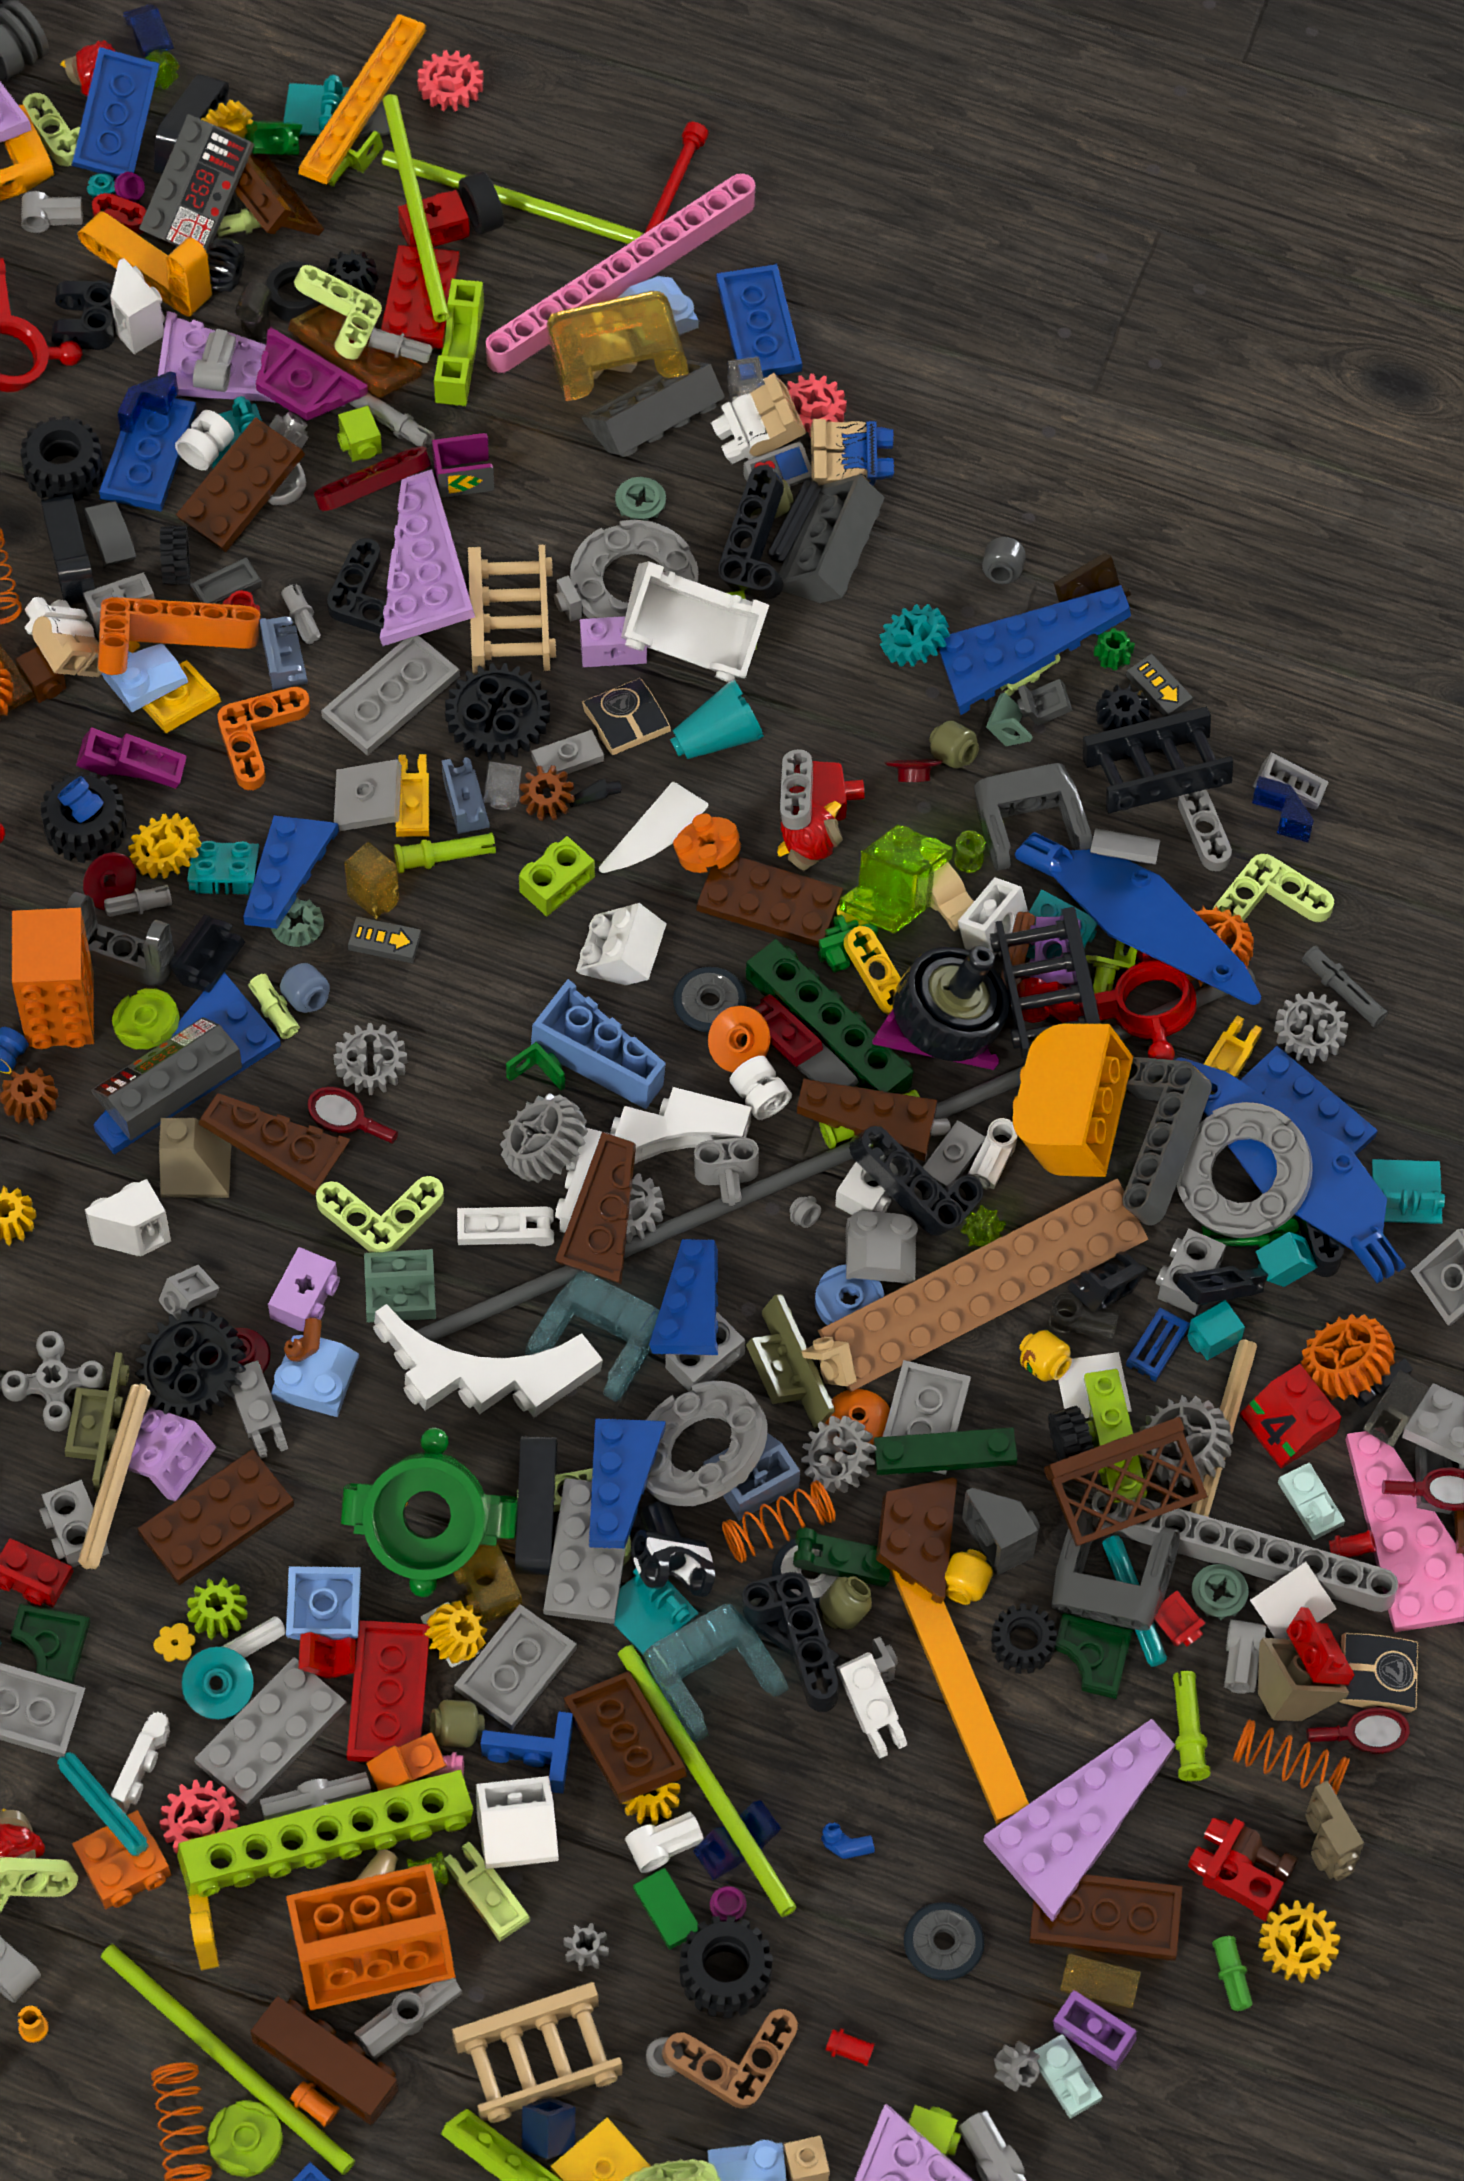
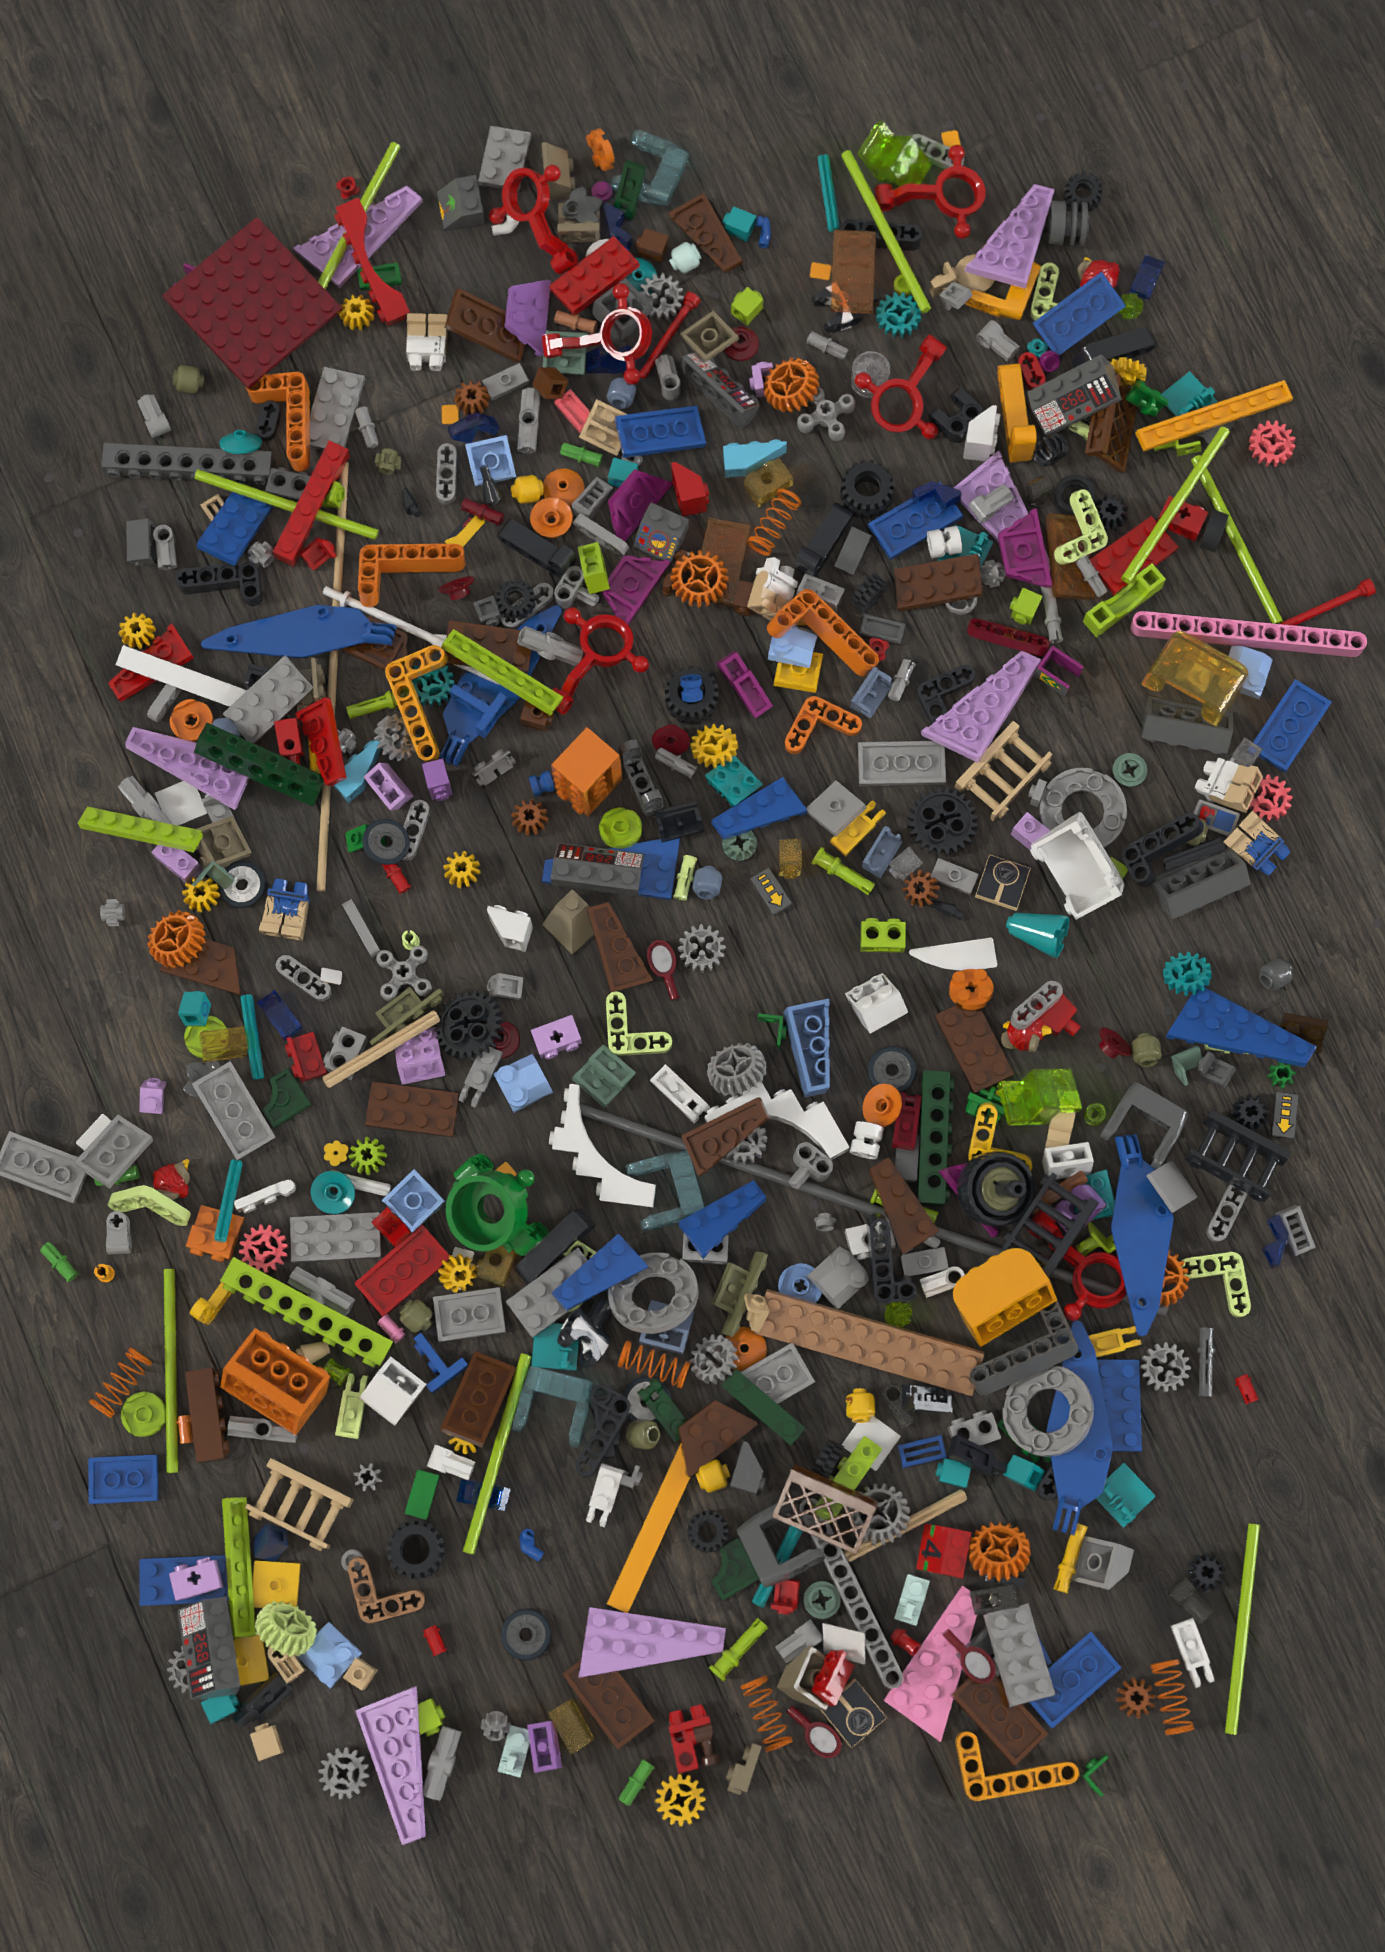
camera: 50 degrees right, 15 degrees up
(24, 1339) = (414, 942): none -> yellowish green pin
(308, 1344) = (527, 1067): dark orange arm -> none
(407, 1763) = (374, 1314): orange slope -> none
(728, 1902) = (450, 1520): magenta plate -> none
(1409, 974) = (1246, 1388): none -> red pin
(1431, 1313) = (1068, 1564): none -> yellow pin

